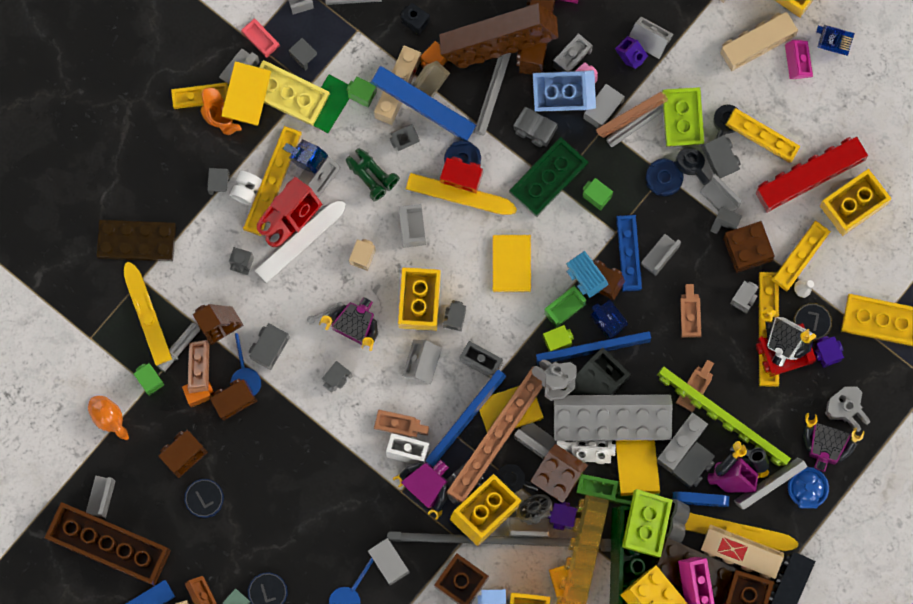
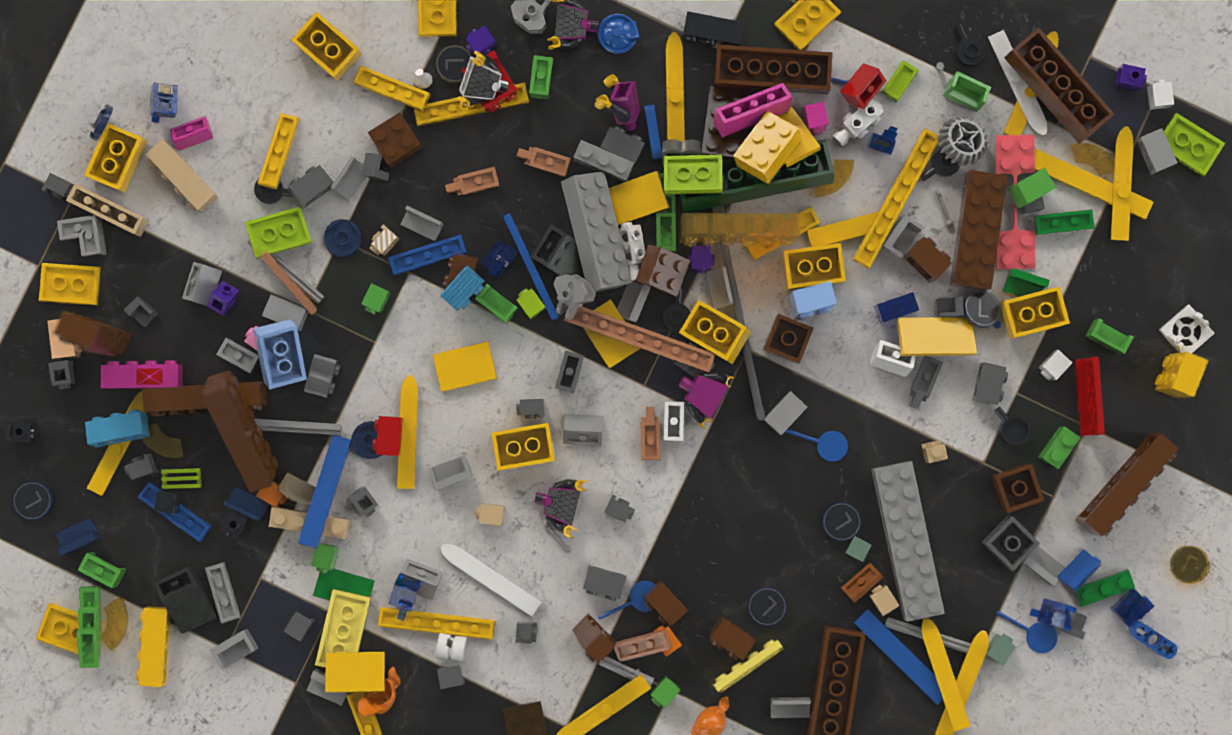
camera: 105 degrees left, 10 degrees up
(153, 469) = (754, 661): none -> light yellow plate
(260, 38) = (291, 674): coral tile -> none
(289, 211) = (467, 597): red brick -> none
(367, 162) = (422, 517): dark green piece -> none
(429, 32) = (247, 504): none -> dark blue panel
(465, 418) = (630, 373): blue tile -> none
(535, 510) = (701, 285): dark grey wheel -> none
(548, 177) = (369, 350): dark green plate -> none
(652, 214) = (383, 241): none -> tan brick
(691, 162) = (322, 214): black piece -> none
(715, 412) = (568, 135): lime plate -> none
(742, 552) = (694, 82): tan brick -> none
(745, 296) = (445, 133): light grey brick -> none
(752, 457) = (600, 90): black piece -> none
(771, 483) = (621, 68): light grey tile -> none
(780, 400) = (541, 77): none -> bright green panel
(811, 174) = (308, 96): red brick -> none

